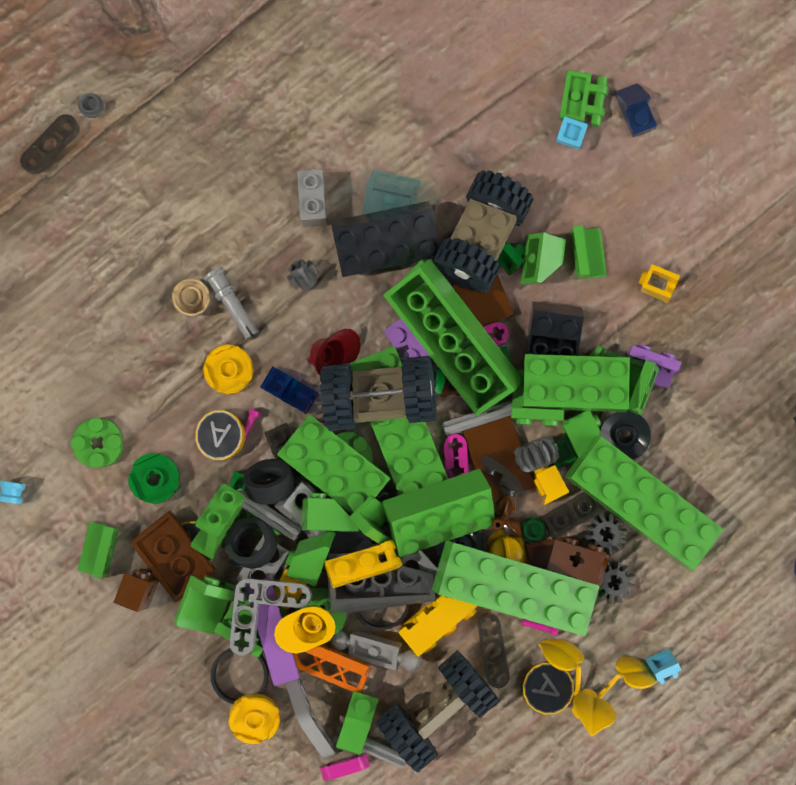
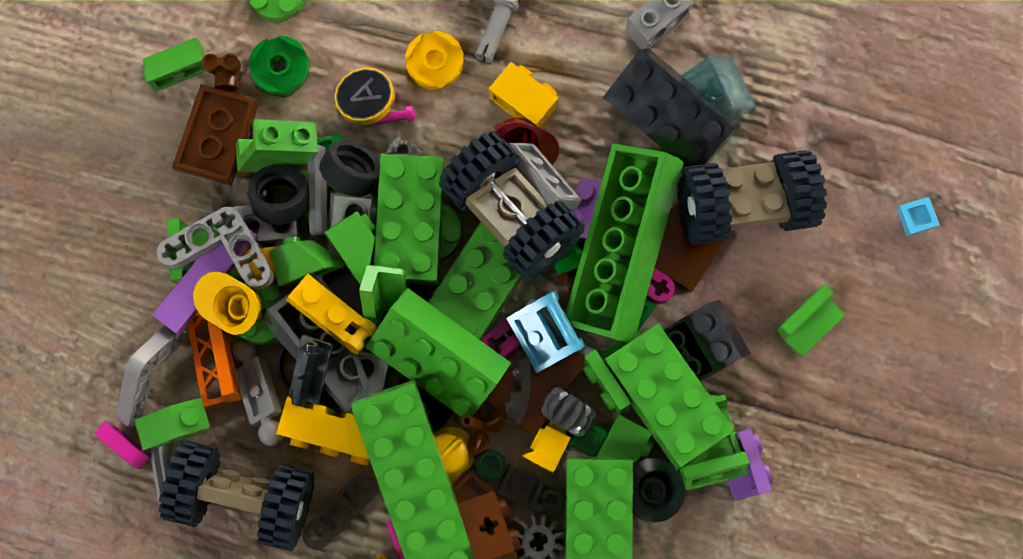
camera: 50 degrees right, 5 degrees down
(132, 519) = (225, 69): none -> reddish brown plate
(136, 590) = (157, 121): reddish brown brick -> none
(204, 603) = (188, 193): bright green bracket -> none
(219, 692) = (114, 275): black tyre -> none
(254, 718) = (111, 322): yellow tile -> none
(289, 390) = (454, 126): clear blue slope -> none
(300, 328) = (523, 95): none -> yellow brick
(302, 274) = (577, 61): dark grey gear -> none
(371, 356) = (544, 176): none -> light grey tile
(393, 605) = (310, 371): none -> black hinge
(474, 438) = (538, 337): none -> medium azure plate
(511, 258) = (746, 247): green tile -> none
(542, 257) = (771, 275): bright green slope -> none
(575, 97) = (958, 195): bright green plate -> none
(635, 109) = (992, 266): dark blue slope -> none
(658, 283) = (835, 413): yellow window -> none

